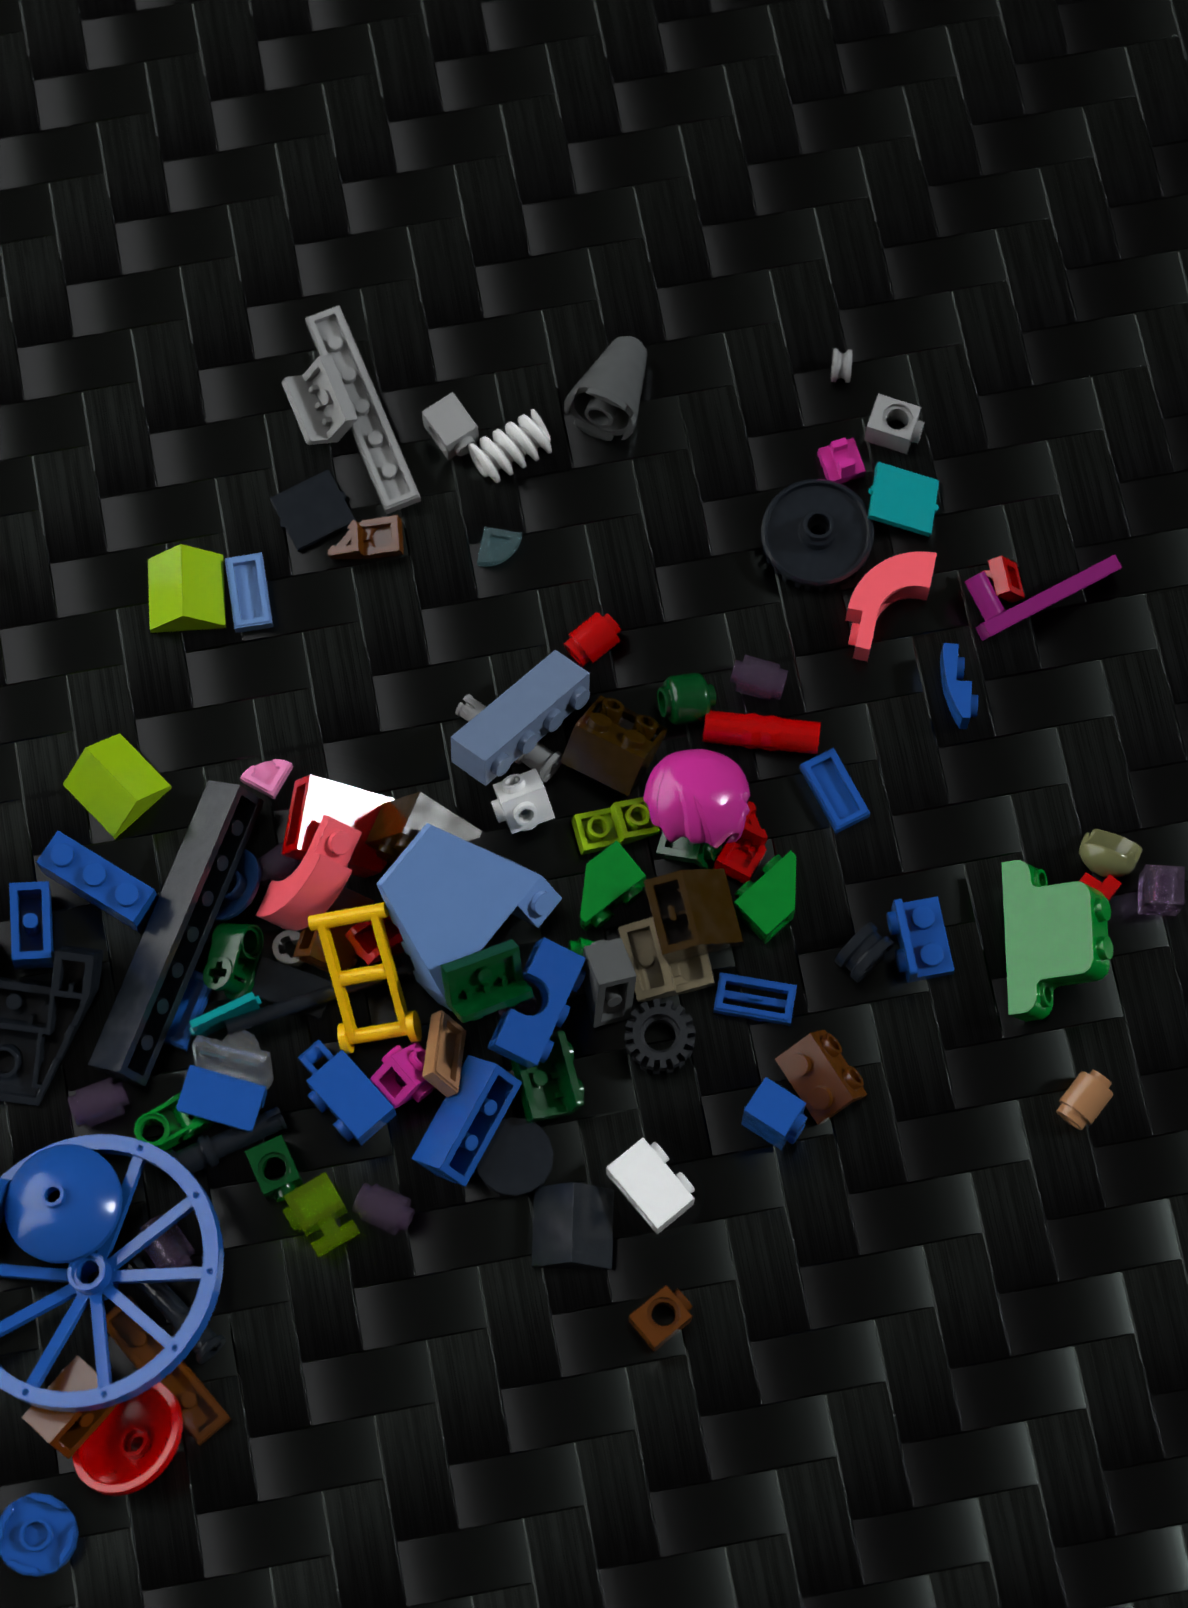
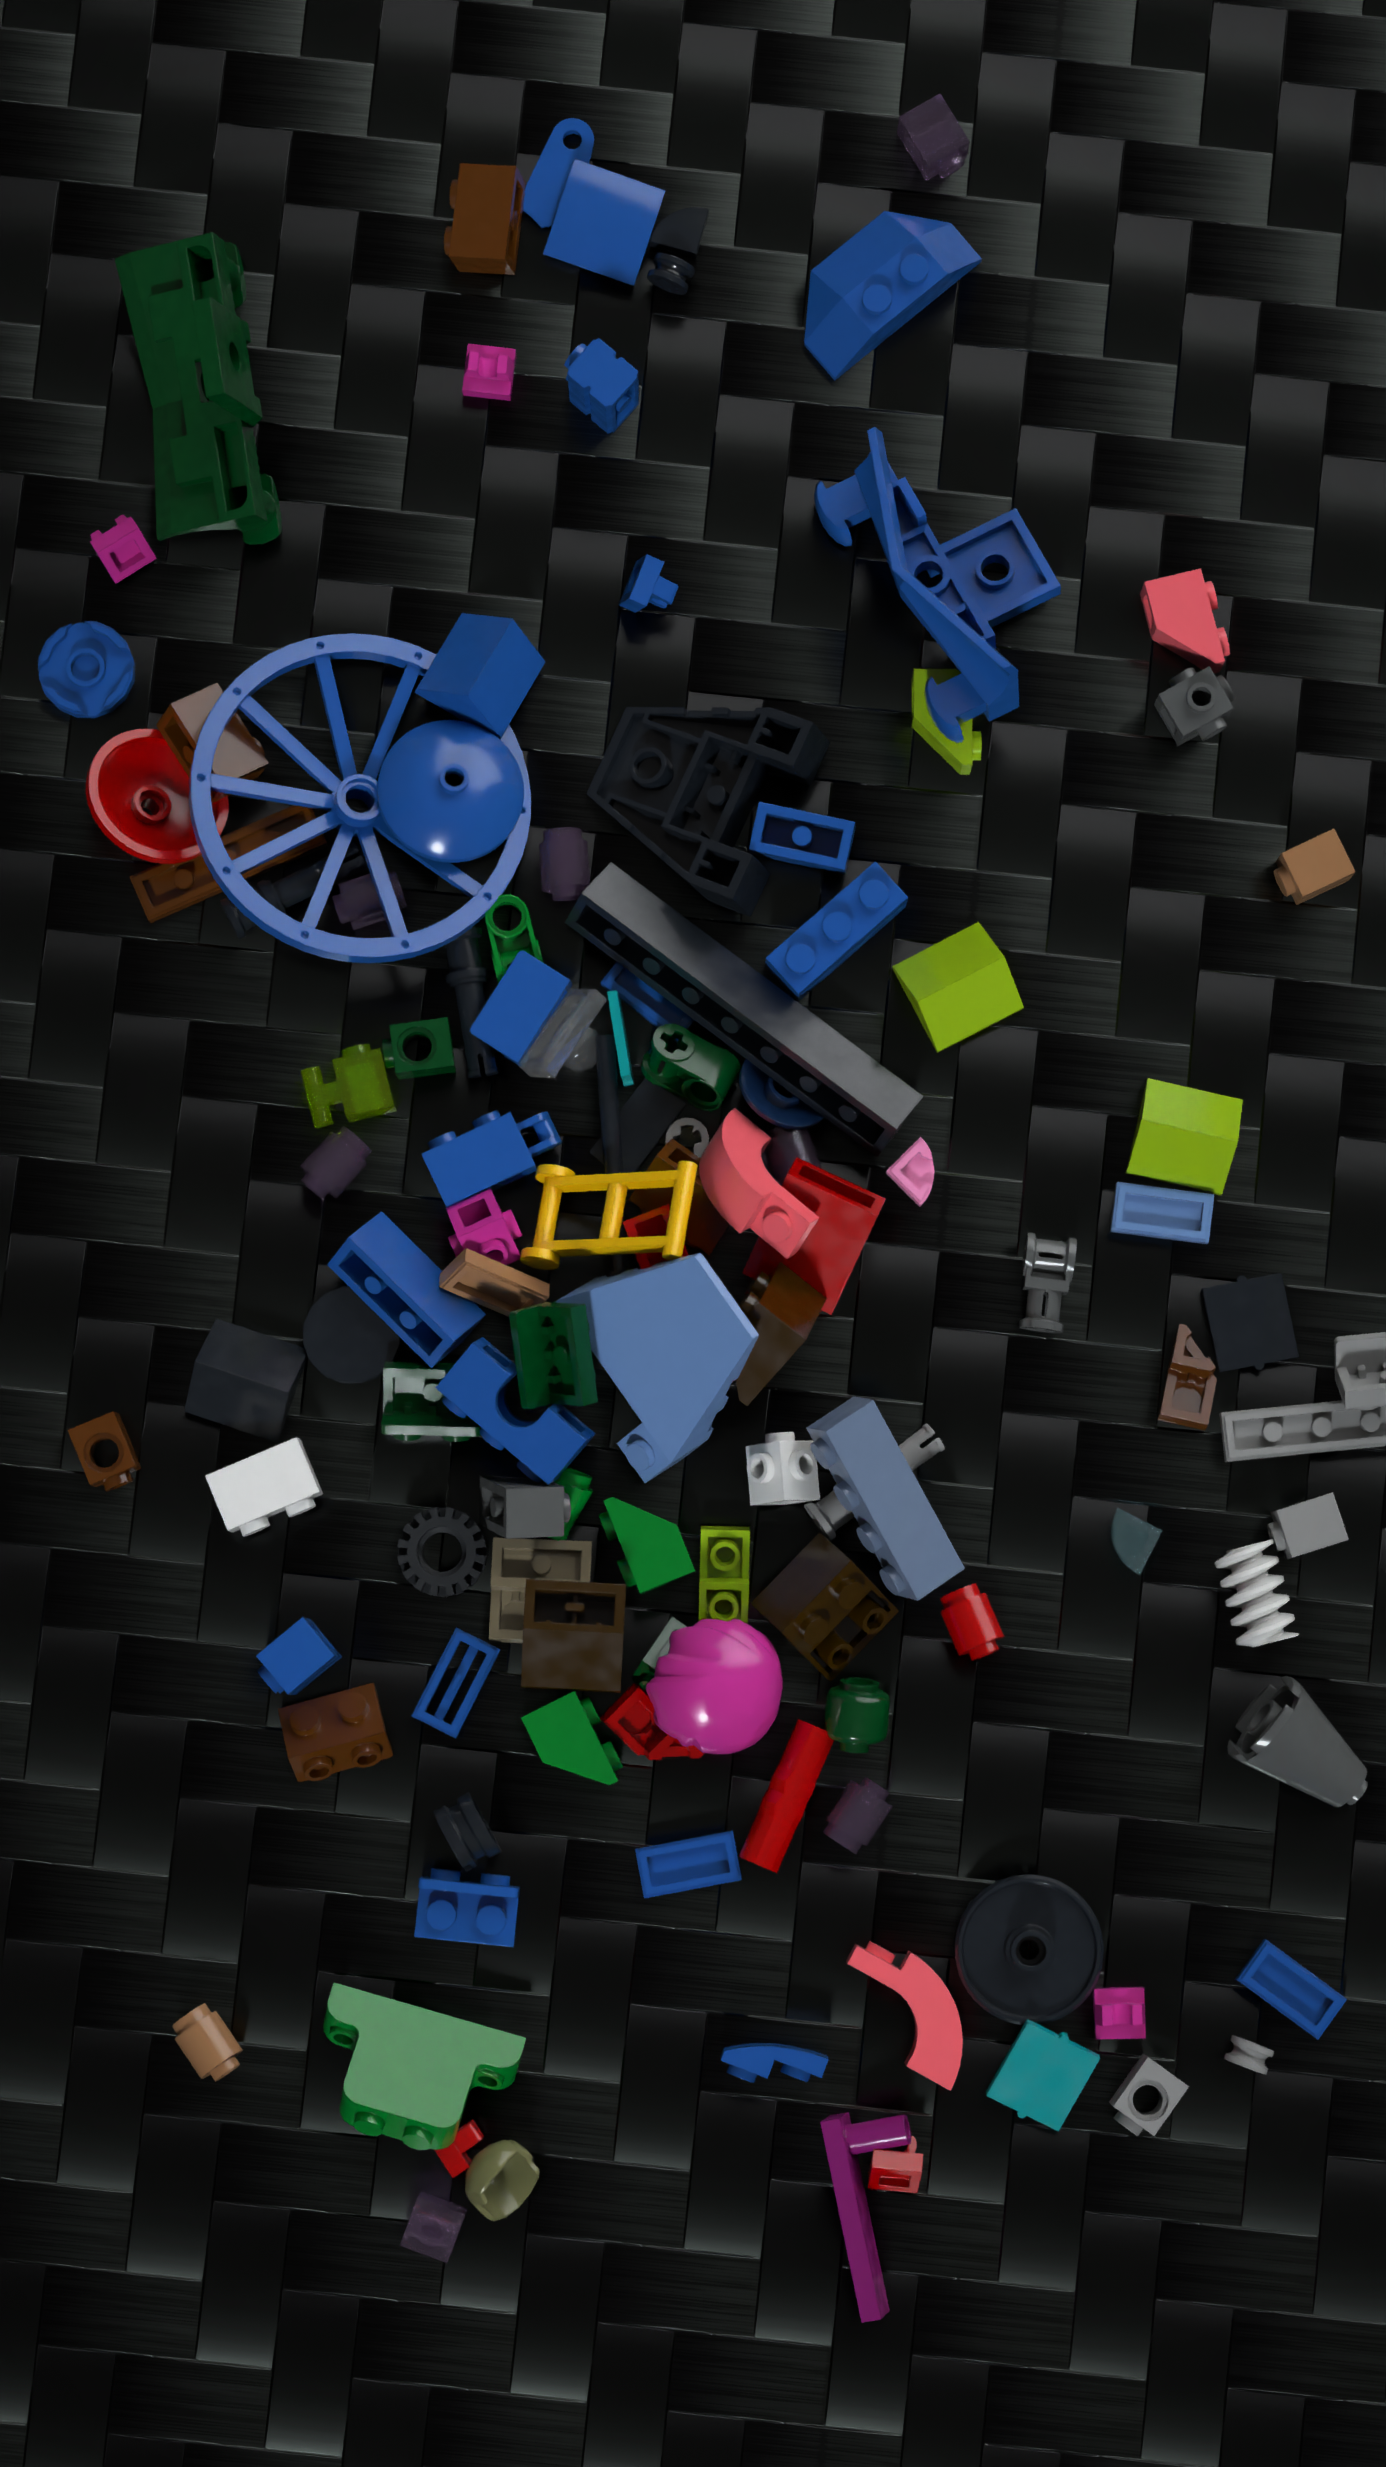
camera: 105 degrees right, 10 degrees up
(322, 657) = (1047, 1278): none -> dark grey connector
(785, 353) = (1291, 1989): none -> blue tile

